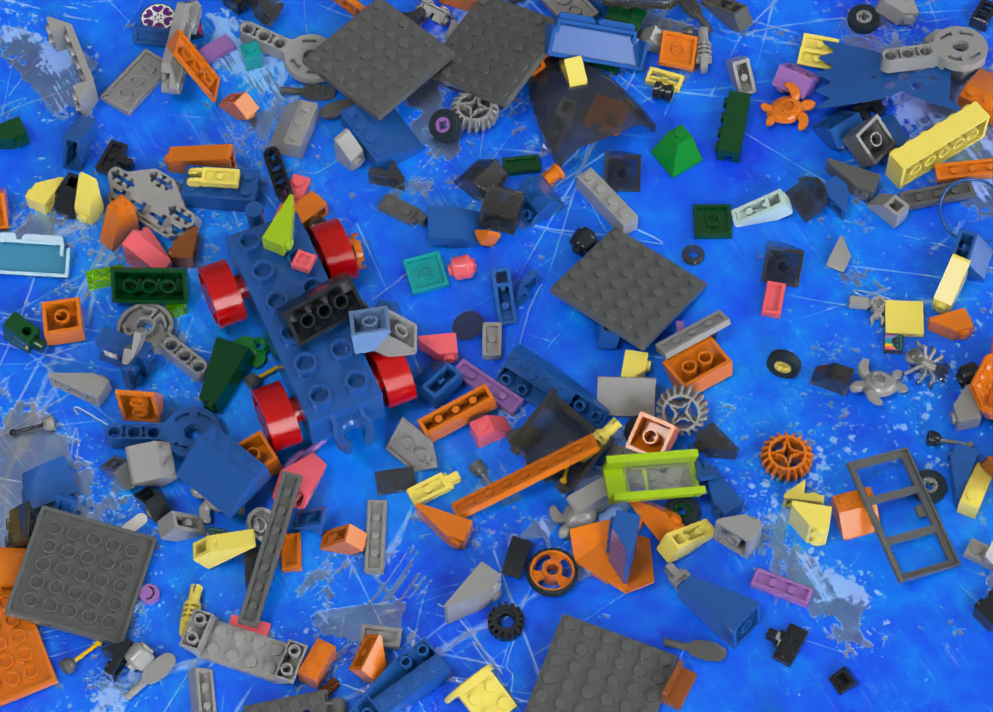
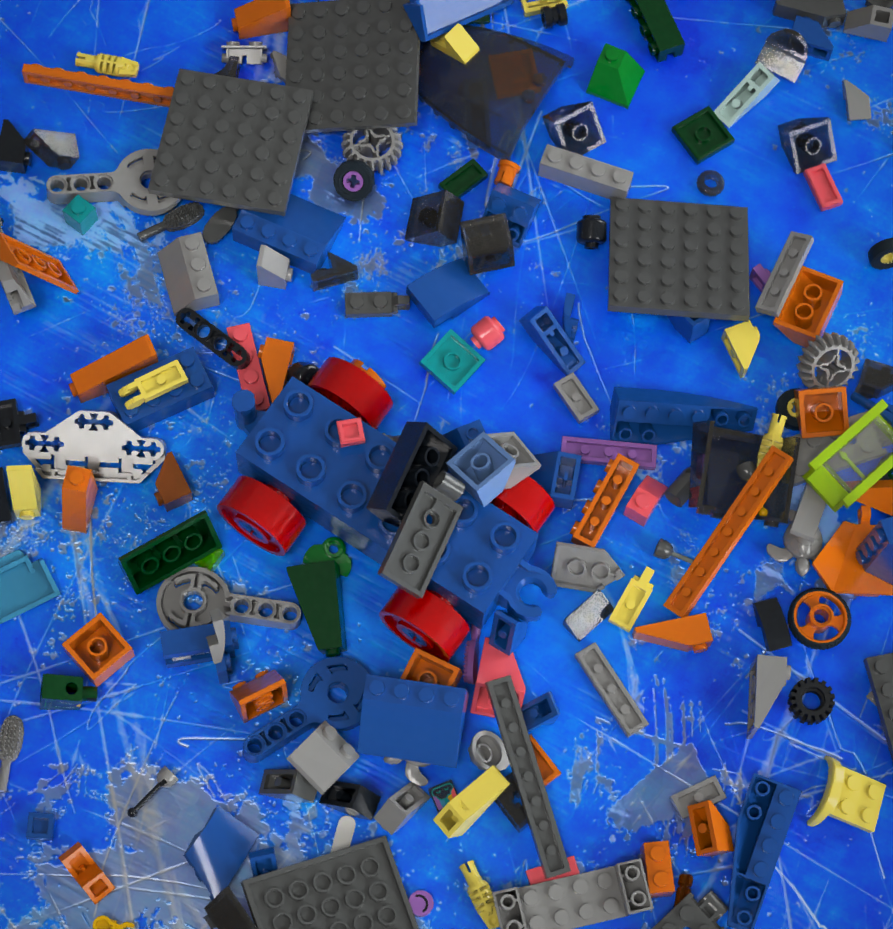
camera: 40 degrees left, 10 degrees up
(85, 386) = (179, 709): light grey slope -> none
(100, 274) = (95, 562): clear neon green tile -> none
(144, 250) = (136, 515): coral slope -> none
(217, 49) = (32, 225): medium lavender tile -> none
(239, 105) = (108, 281): slope -> none
(253, 380) = (356, 592): dark grey hinge -> none
(280, 232) = (304, 410): lime slope -> none
(292, 350) = (419, 544): none -> dark grey hinge
(326, 453) = (507, 631): none -> blue slope
(344, 540) = (584, 715): slope -> none
(440, 346) = (536, 434): coral slope -> none
(467, 325) = (538, 395): clear smoke piece -> none
(487, 237) = (489, 284): orange slope -> none
(627, 395) = (760, 378): light grey tile -> none

